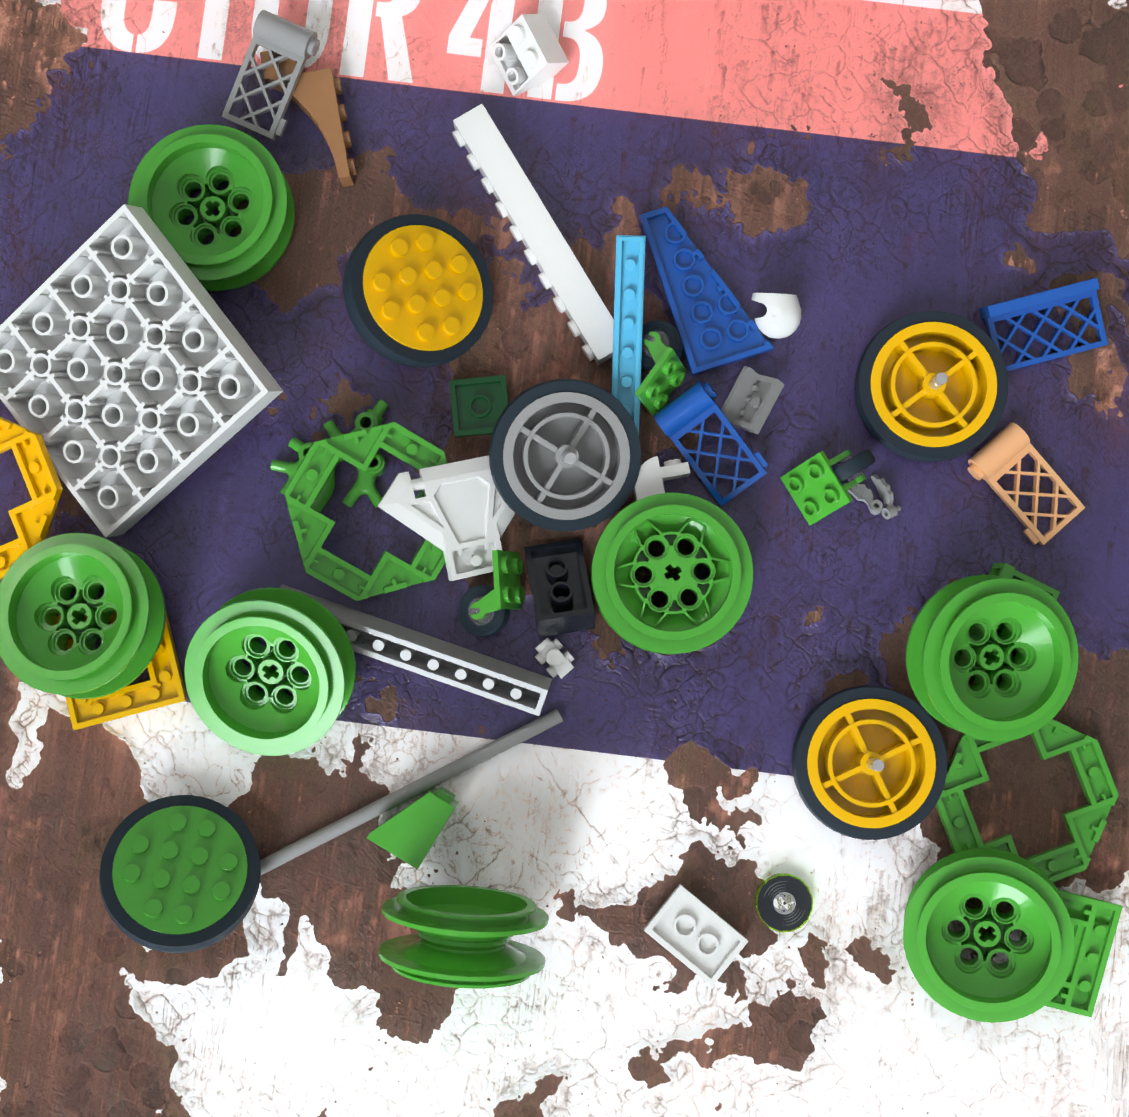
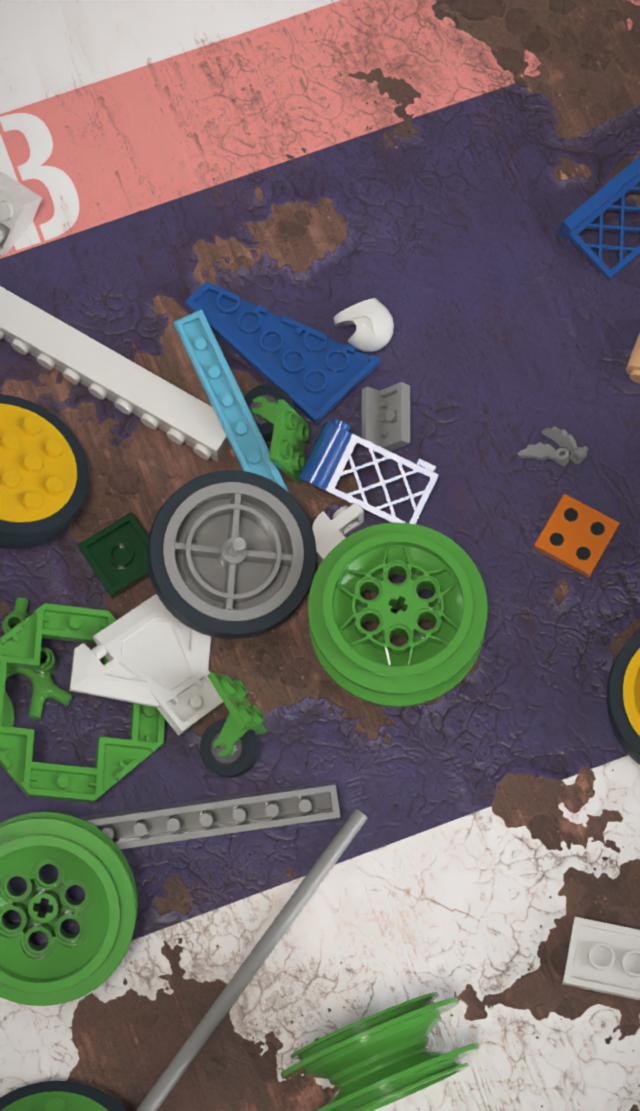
camera: 25 degrees left, 15 degrees down
(416, 827) = (273, 993): bright green slope -> none
(550, 652) = (320, 757): white piece -> none
(559, 588) = (295, 688): black slope -> none
(819, 488) = (500, 462): bright green plate -> none
(851, 578) = (576, 535): none -> orange tile
(931, 386) = (551, 320): yellow wheel -> none

